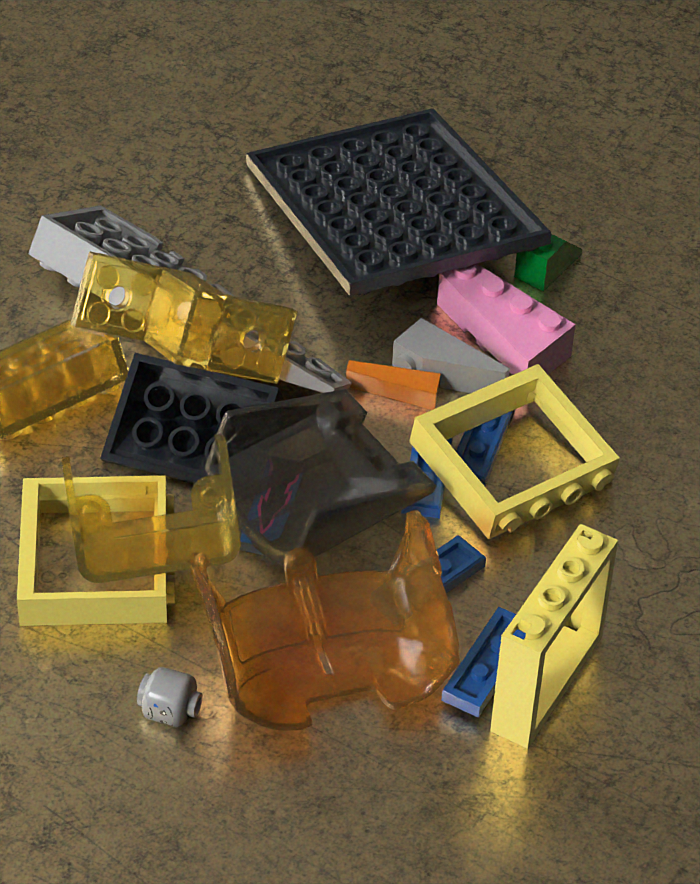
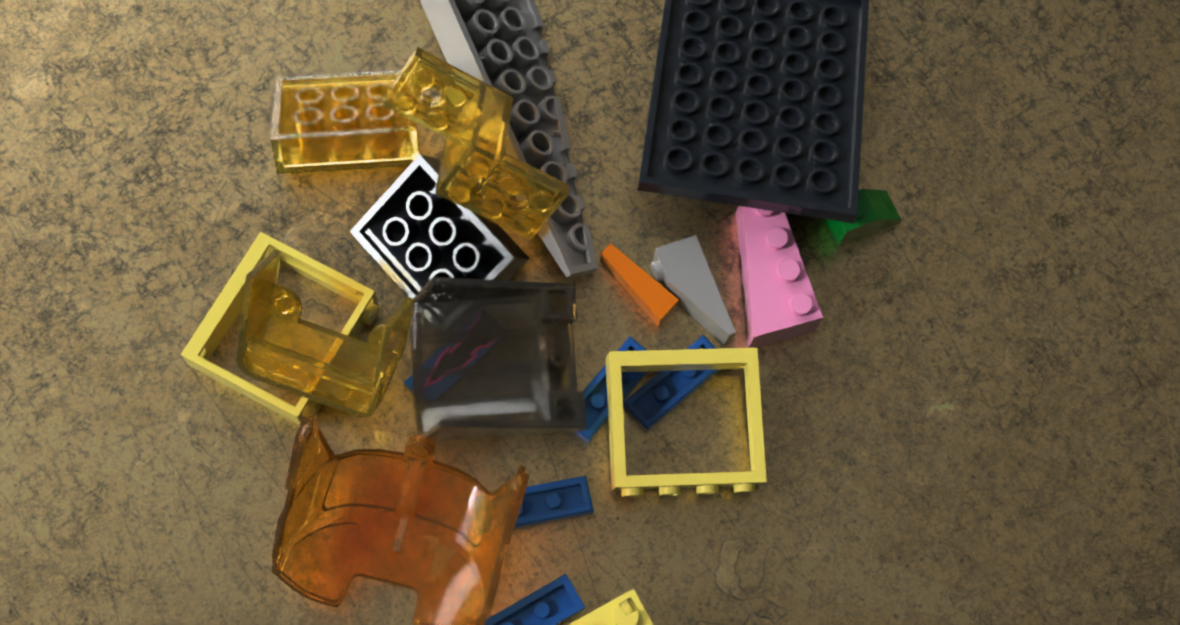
camera: 25 degrees right, 25 degrees up
(169, 696) = (249, 510): light grey head -> none

